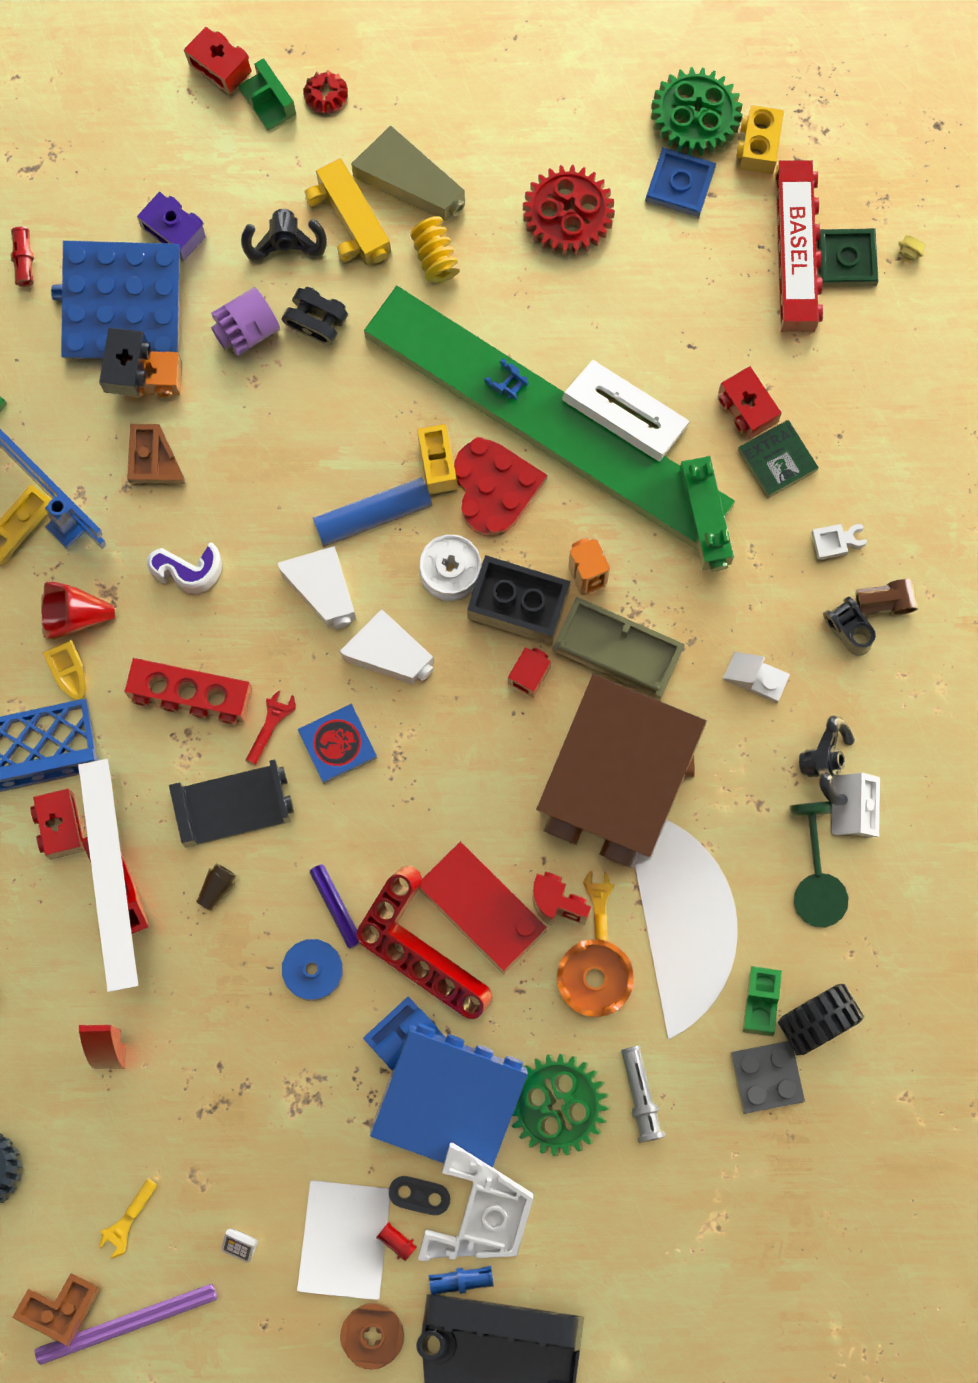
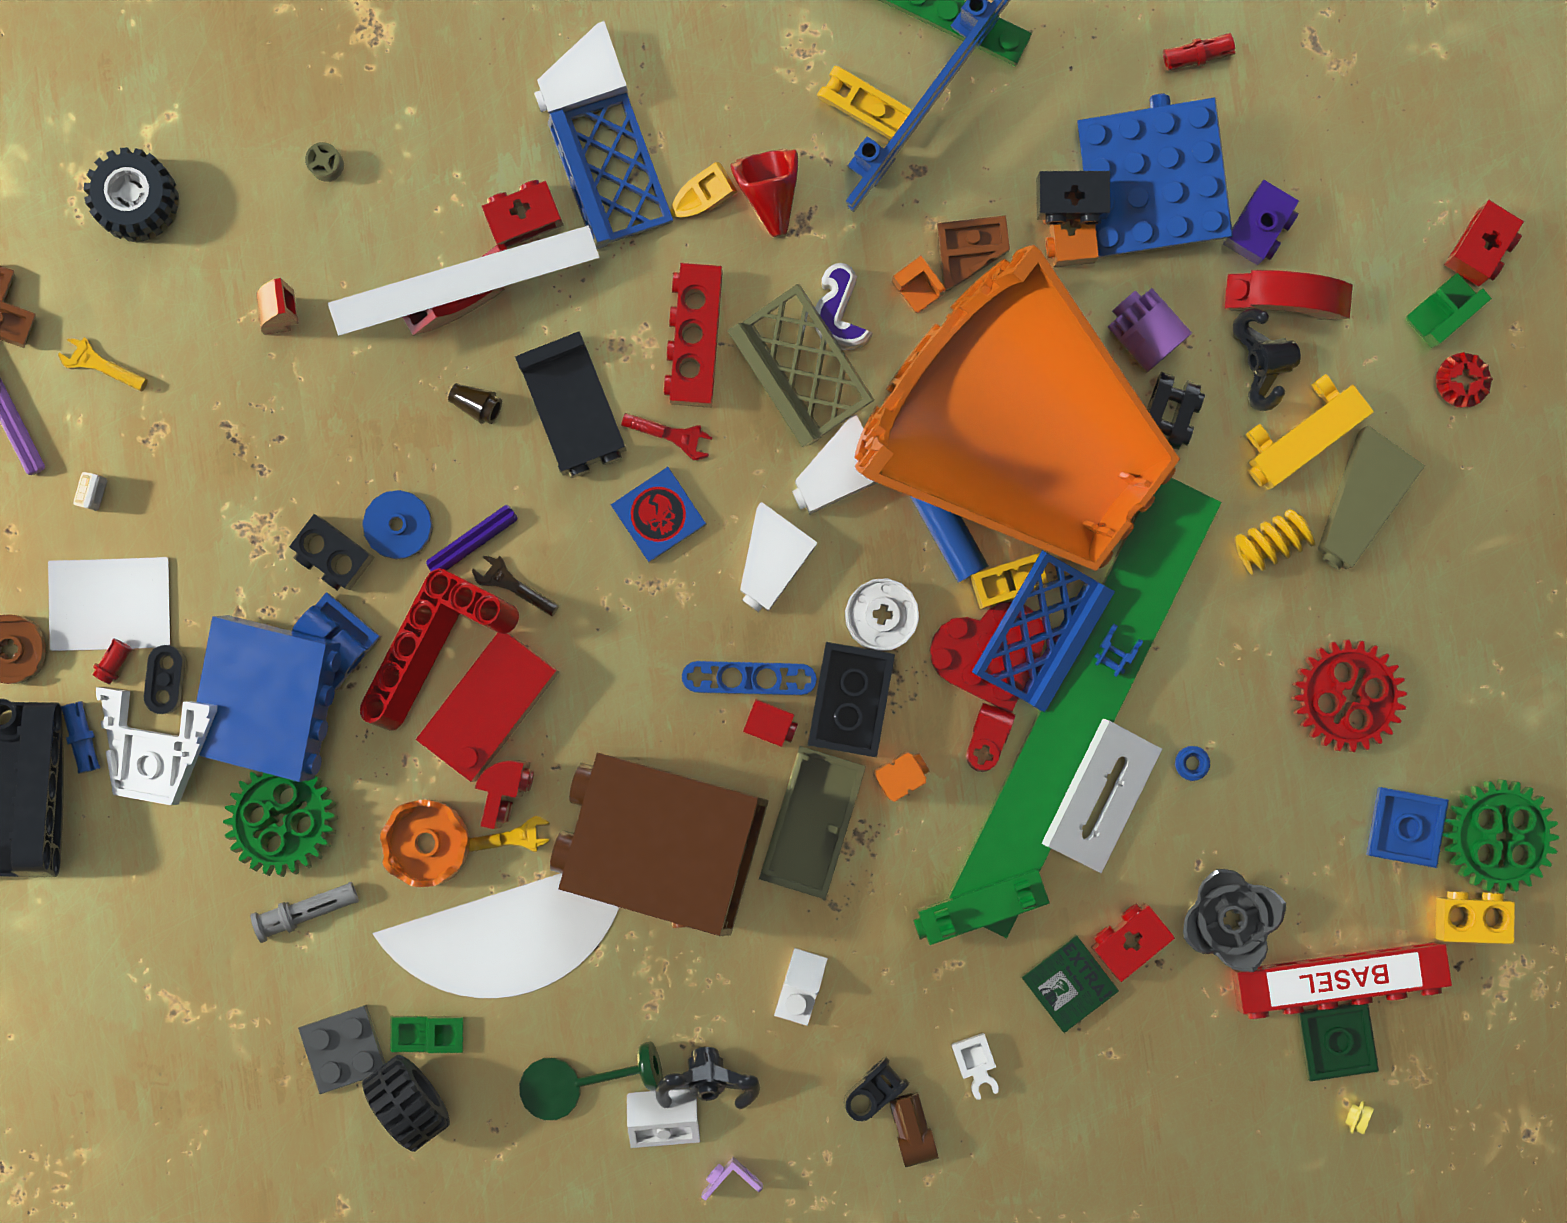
camera: 85 degrees right, 10 degrees up
(176, 501) = (918, 284): none -> orange panel
(231, 210) = (1290, 291): none -> red arch
(239, 627) = (774, 379): none -> olive fence
(299, 426) = (1020, 420): none -> orange cone
(322, 1023) = (335, 546): none -> black brick
(371, 886) = (500, 576): none -> dark brown piece
(485, 684) = (749, 673): none -> blue beam
(493, 422) = (1062, 641): none -> blue fence
(561, 493) = (990, 731): none -> red piece
(611, 331) = (1203, 763): none -> blue plate
(734, 301) = (1259, 913): none -> dark grey brick
(909, 762) = (720, 1173): none -> lavender bracket

